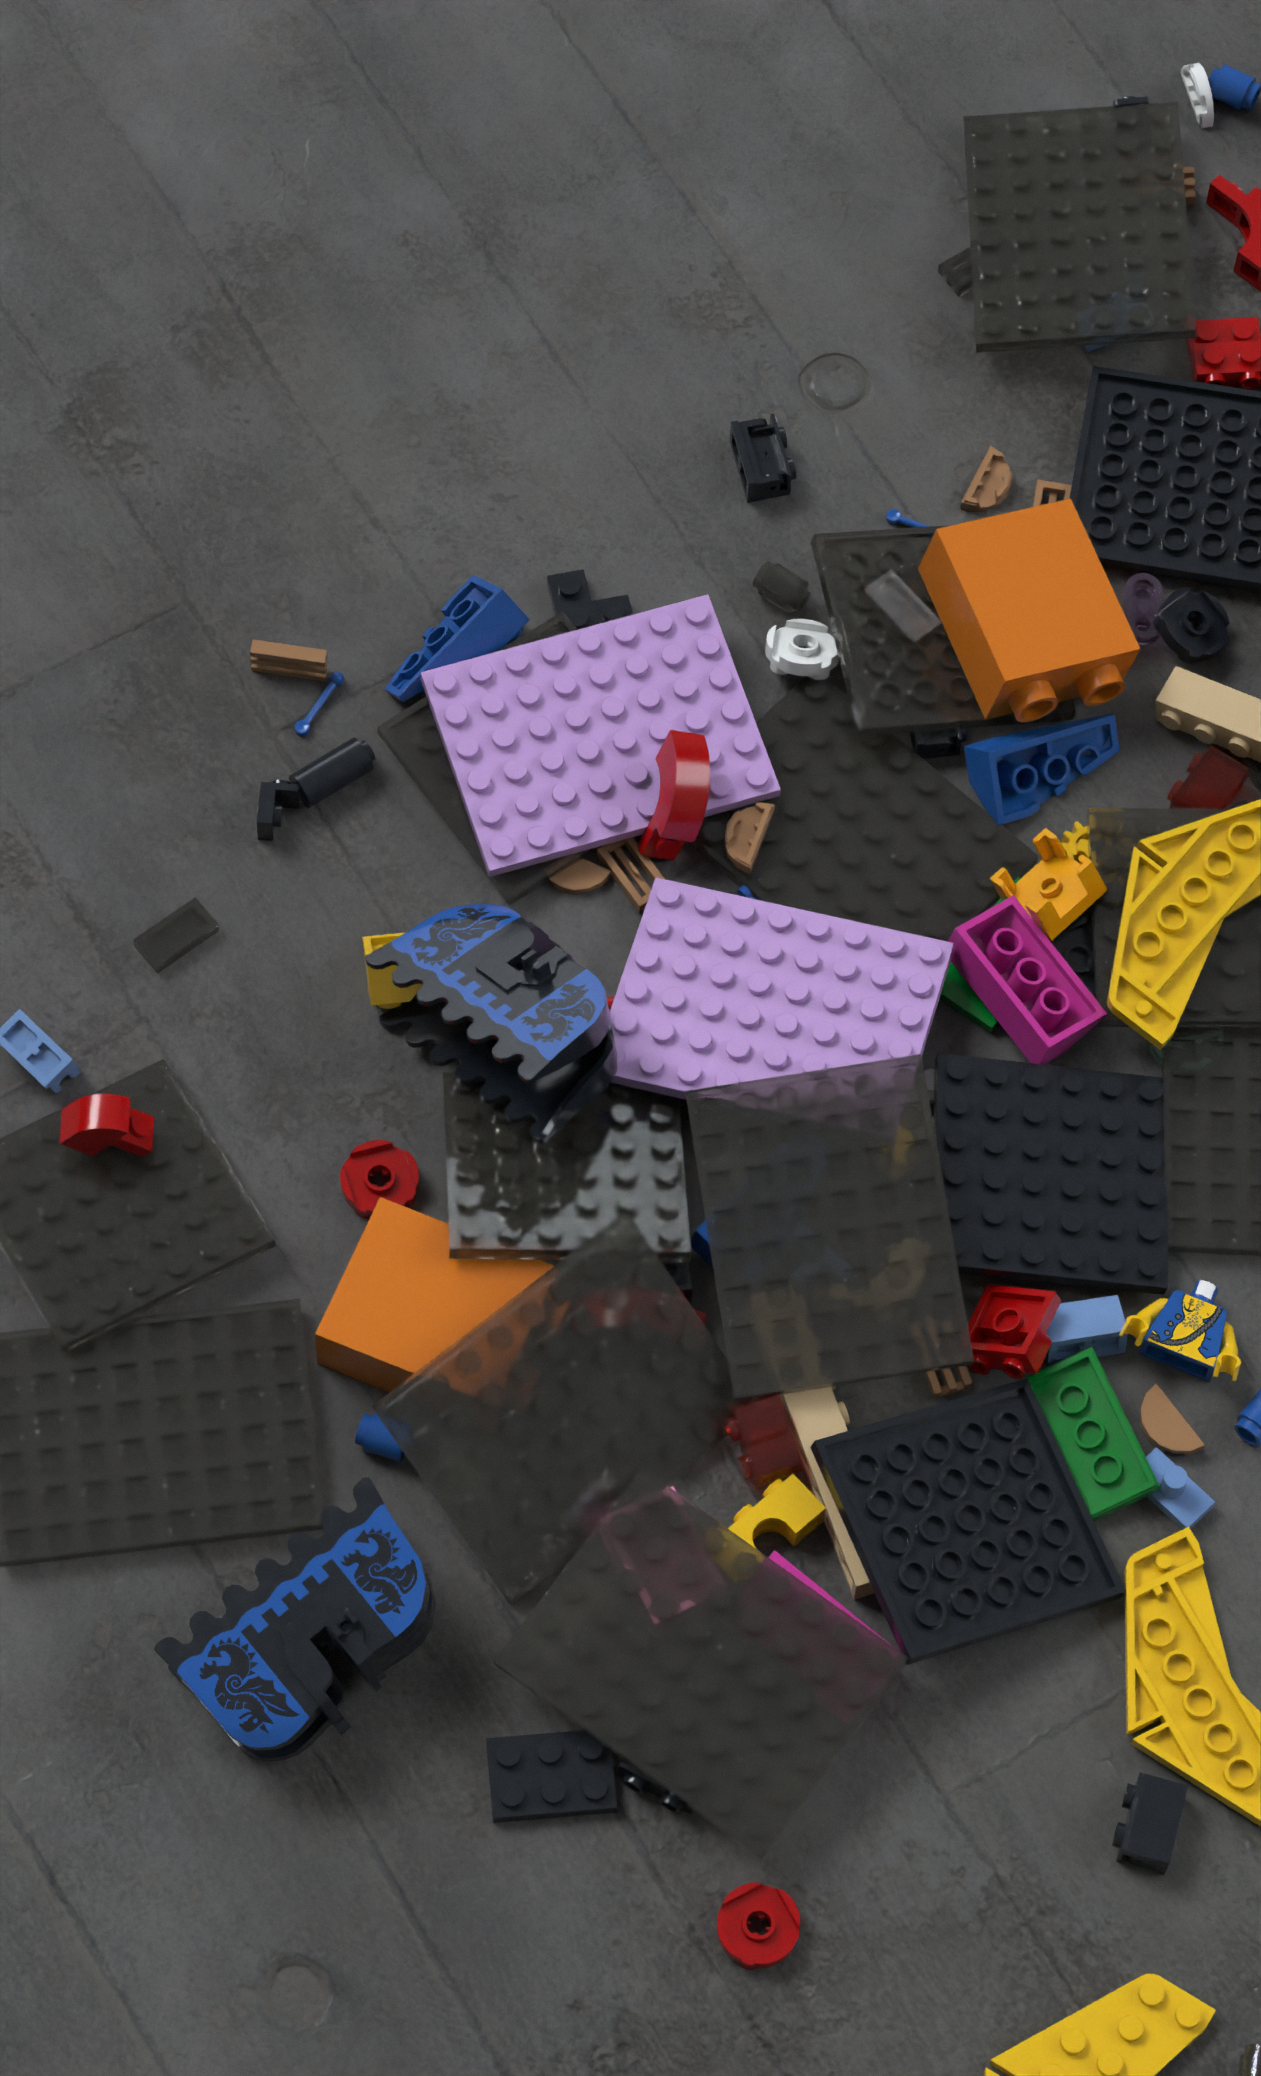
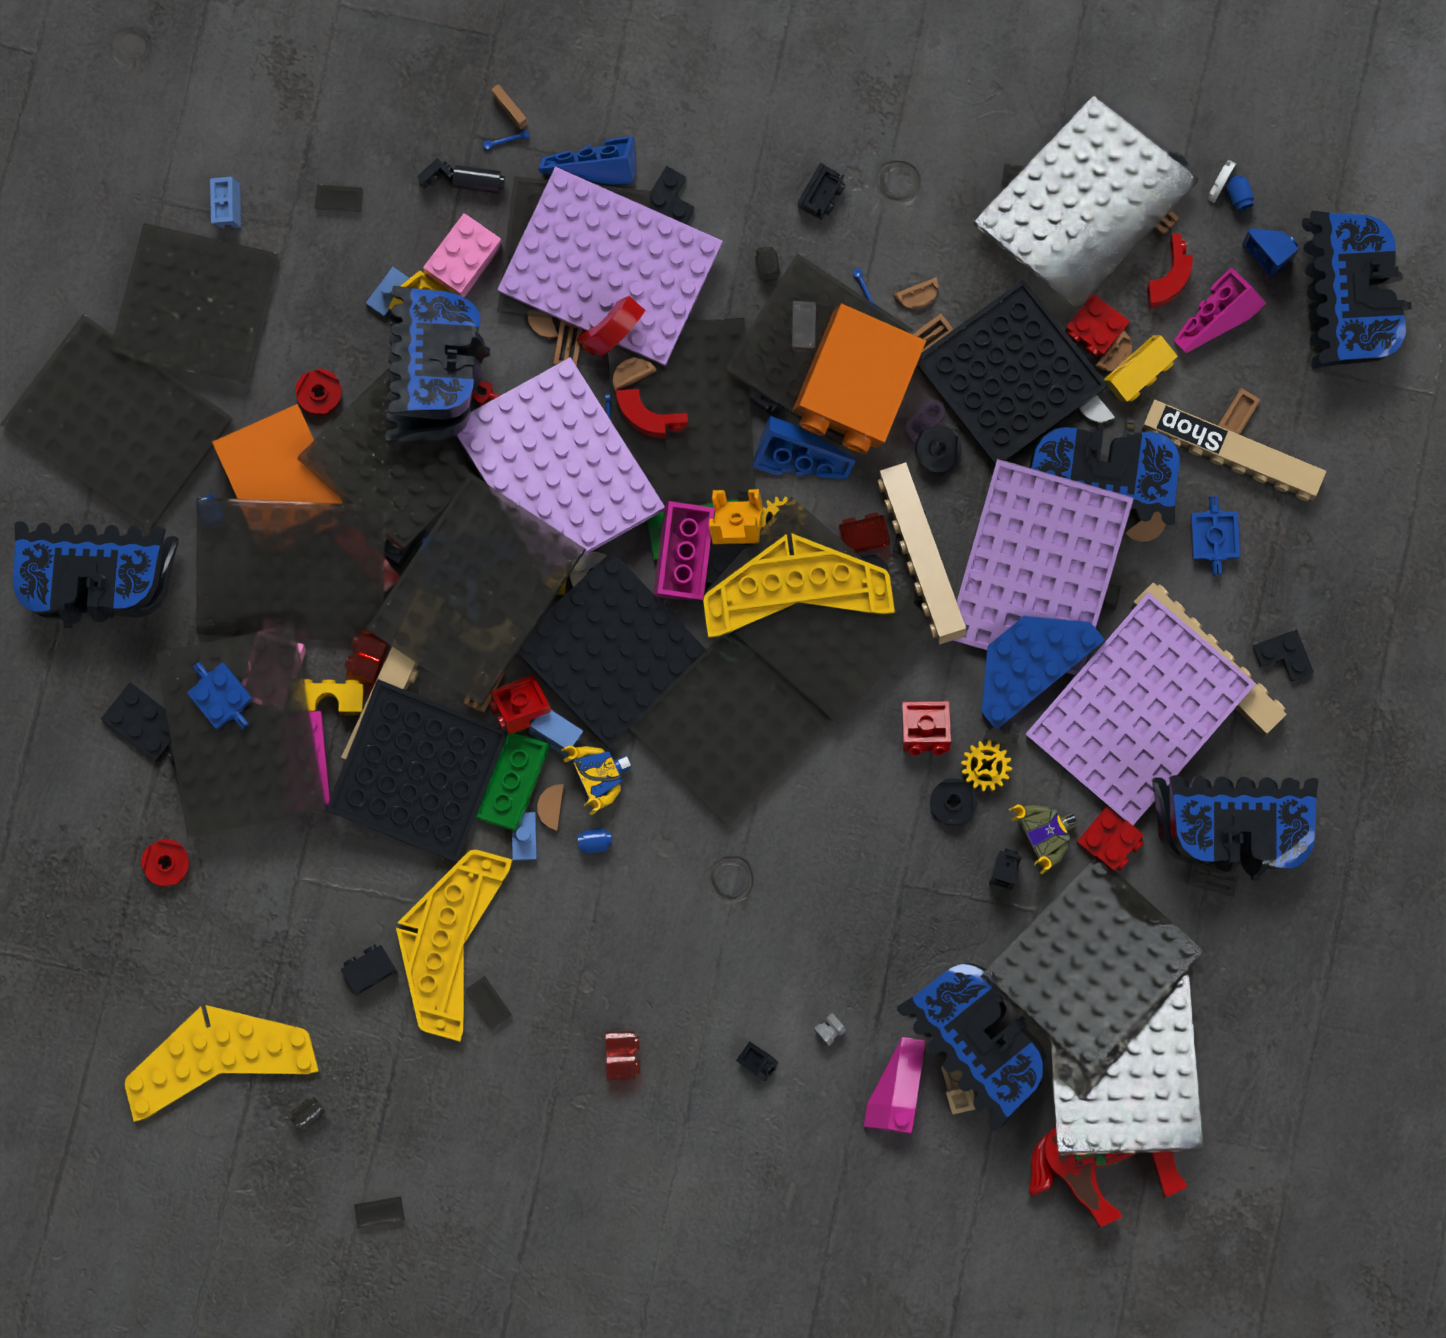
camera: 45 degrees right, 15 degrees up
(103, 1121) = (217, 265): red brick -> none
(349, 992) = (382, 296): none -> medium blue tile
(402, 869) = (463, 256): none -> bright pink piece
(636, 1633) = (220, 695): none -> blue plate
(787, 657) = (734, 306): white plate -> none
(819, 872) = (644, 420): none -> red arch

